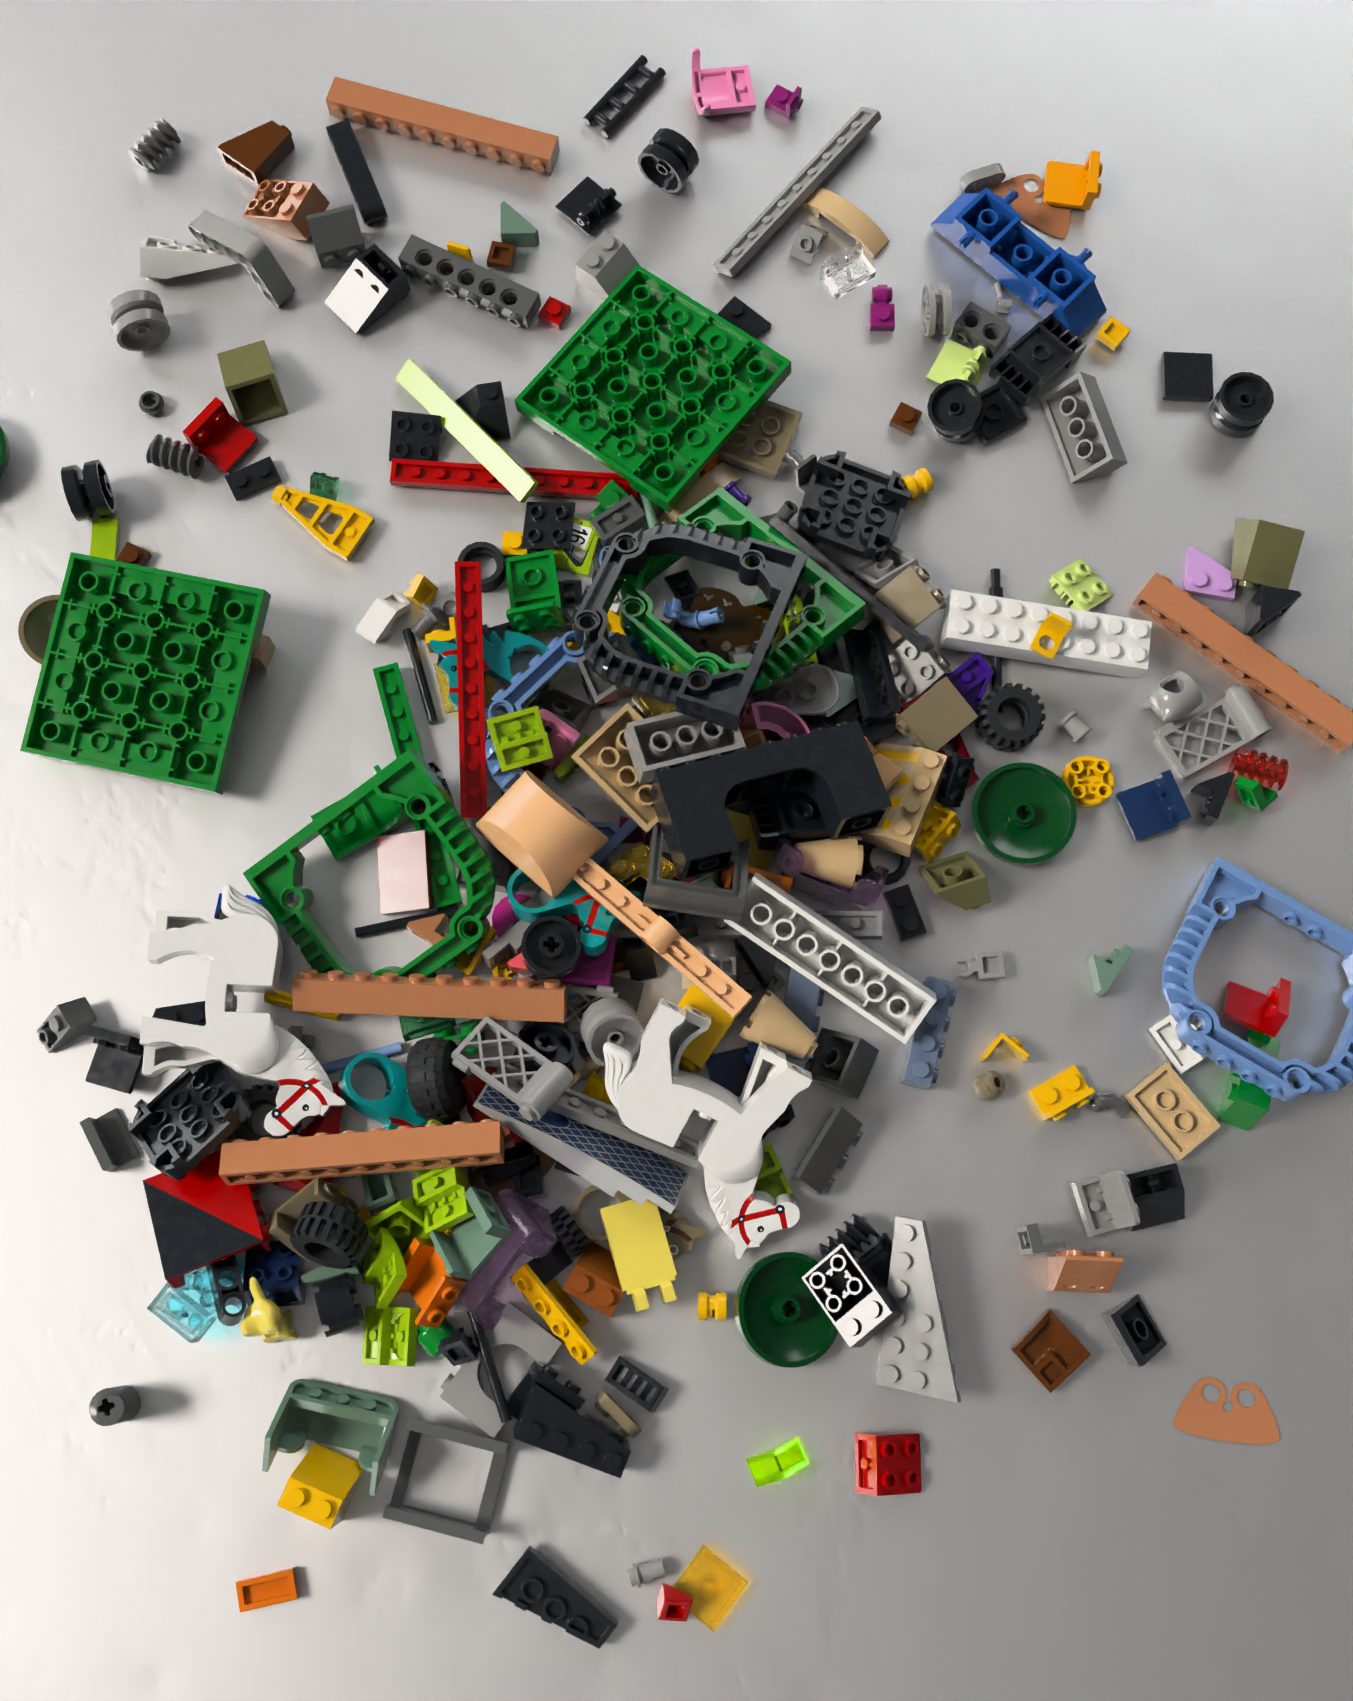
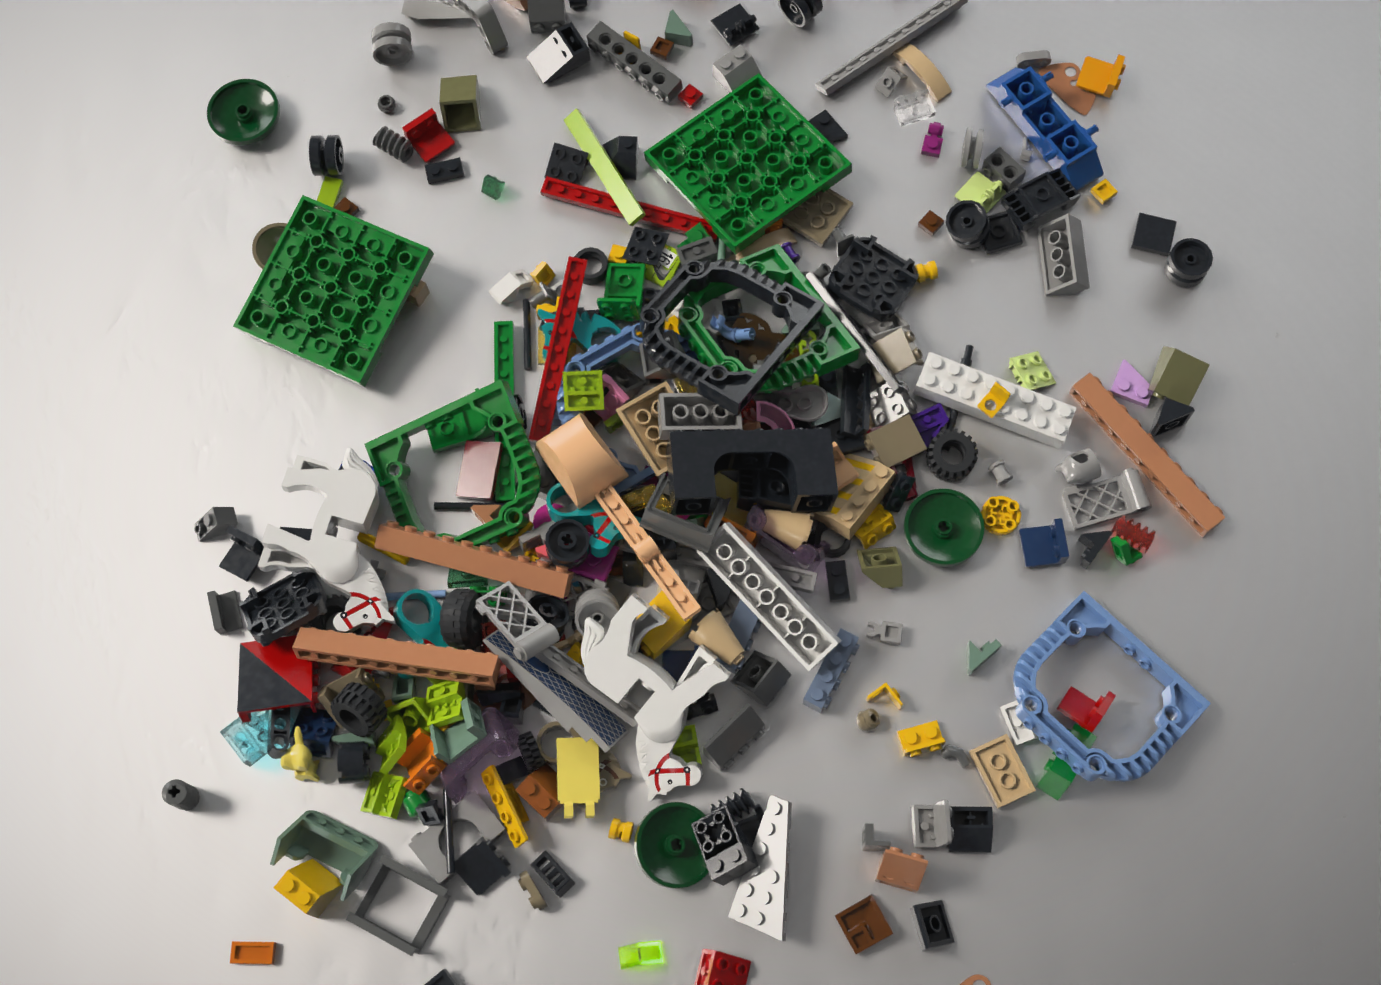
camera: 20 degrees right, 5 degrees down
(347, 535) = (499, 225): yellow plate -> none
(569, 1432) = (491, 890): black wedge -> none

